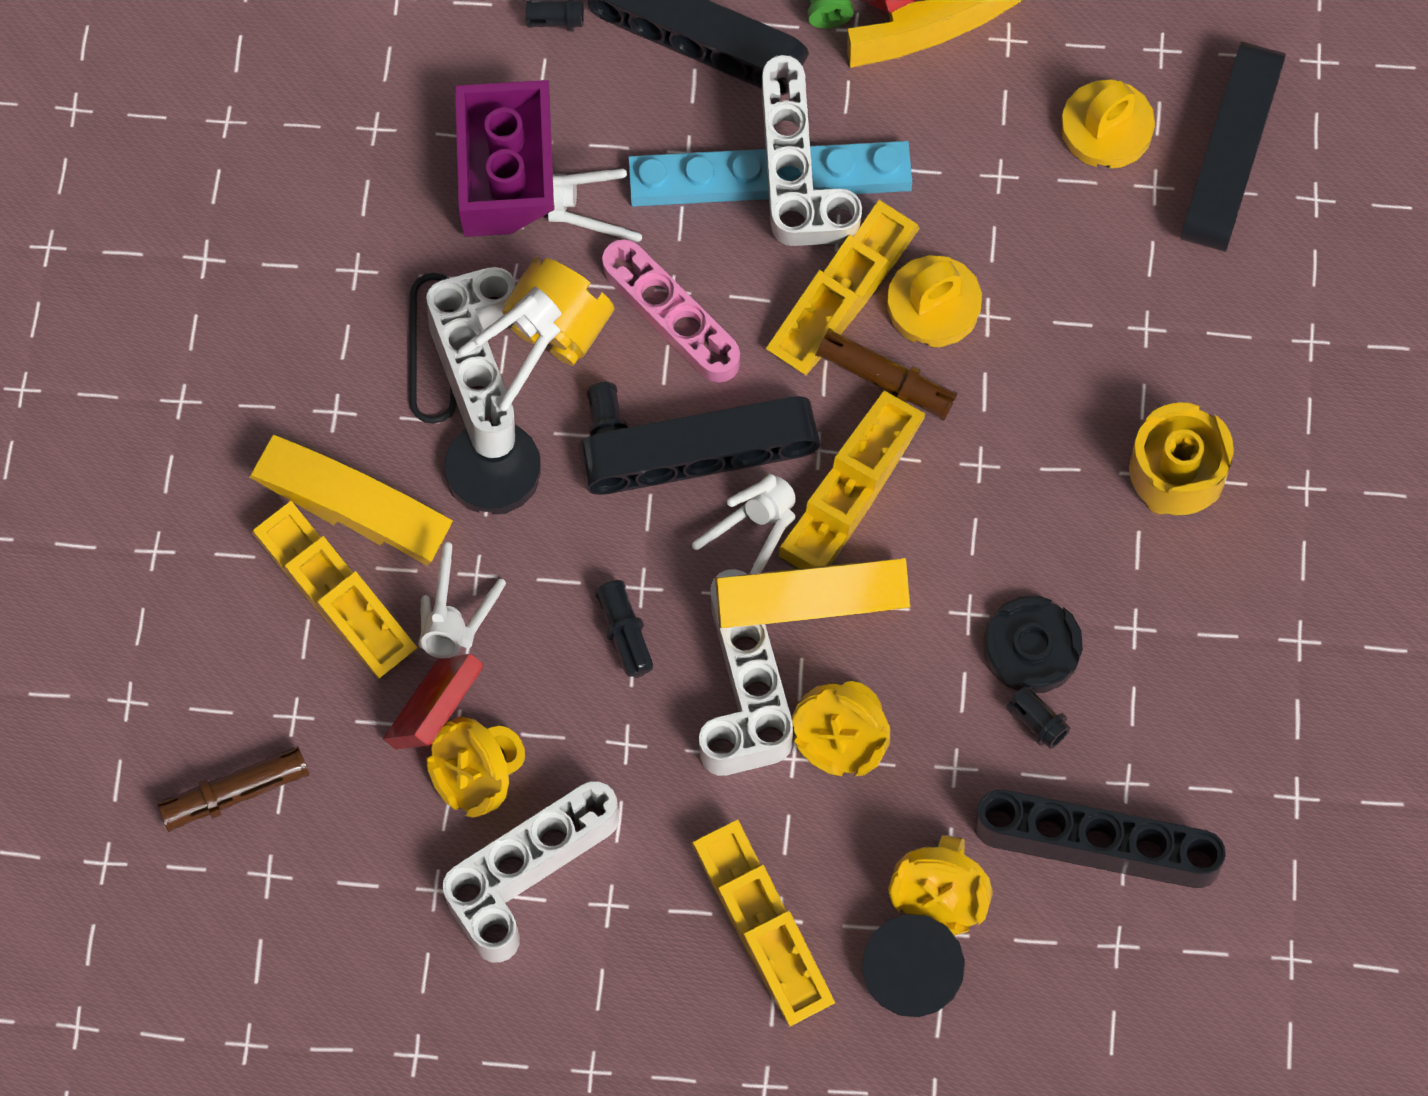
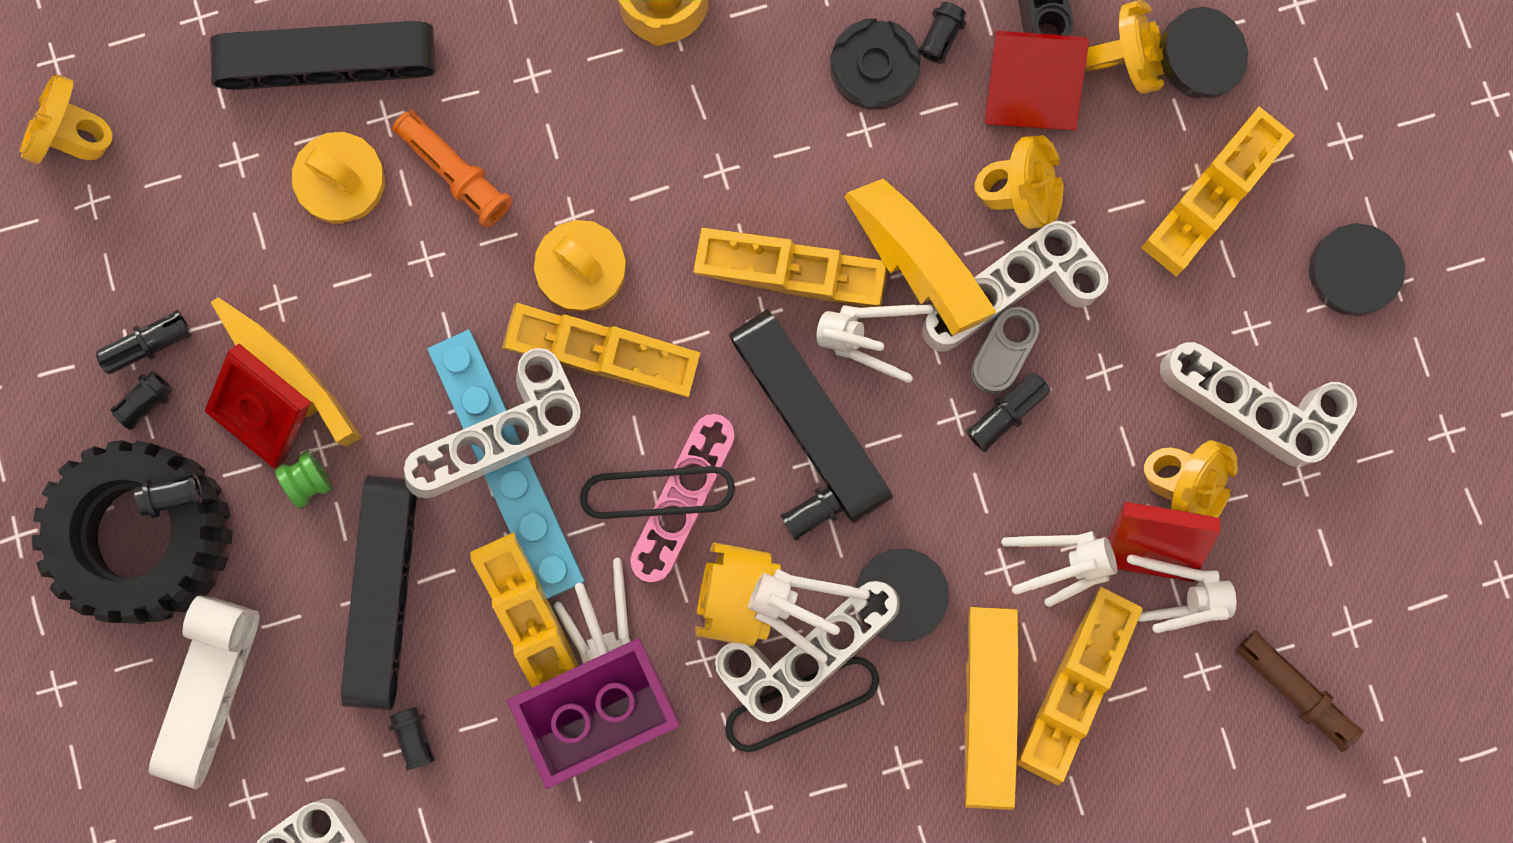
camera: 115 degrees left, 15 degrees up
(356, 732) = (1206, 601): none -> white plant
(622, 133) = (523, 610): none -> yellow slope
(622, 1031) = (1357, 269): none -> black tile
(682, 642) = (1000, 358): none -> light grey piece
(696, 306) = (657, 473): none -> black piece
(886, 374) = (677, 258): reddish brown pin -> none
(948, 778) = (1036, 80): none -> red tile
(1058, 226) = (465, 181): none -> orange pin

